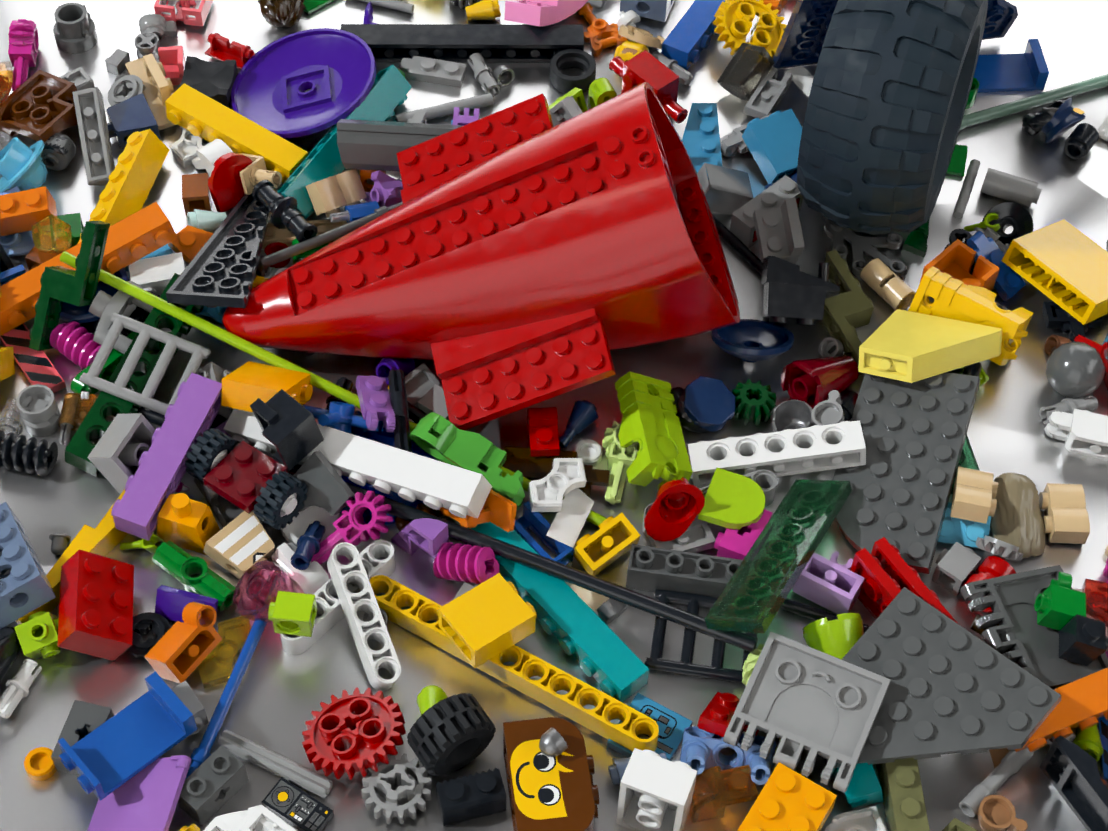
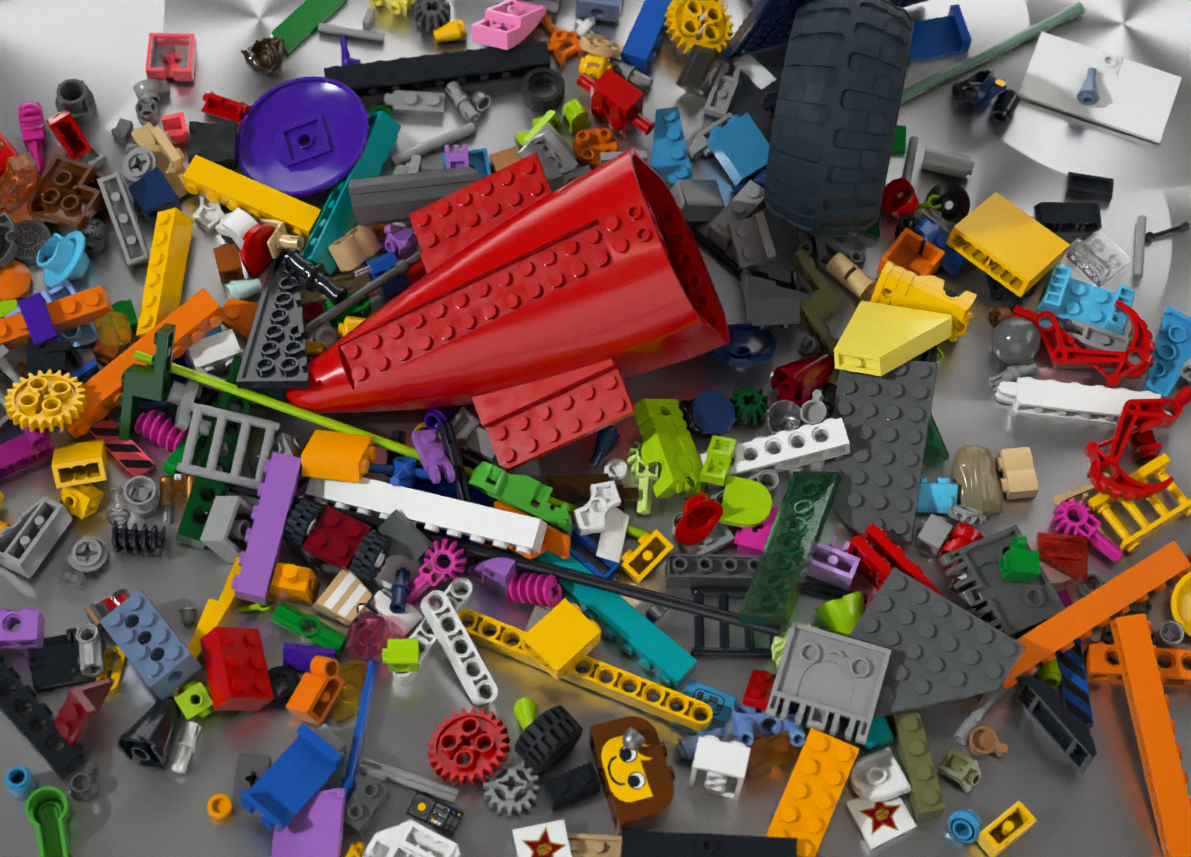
camera: 10 degrees left, 10 degrees up
(57, 52) = (68, 132): none -> red torso
(287, 427) = (366, 494): black plate -> none
(543, 431) = (577, 461): red brick -> none
(708, 450) = (718, 460): none -> lime slope
(952, 215) = (899, 198): none -> red piece
(974, 495) = (941, 471): tan brick -> none
(1082, 640) = (1038, 590): black brick -> none

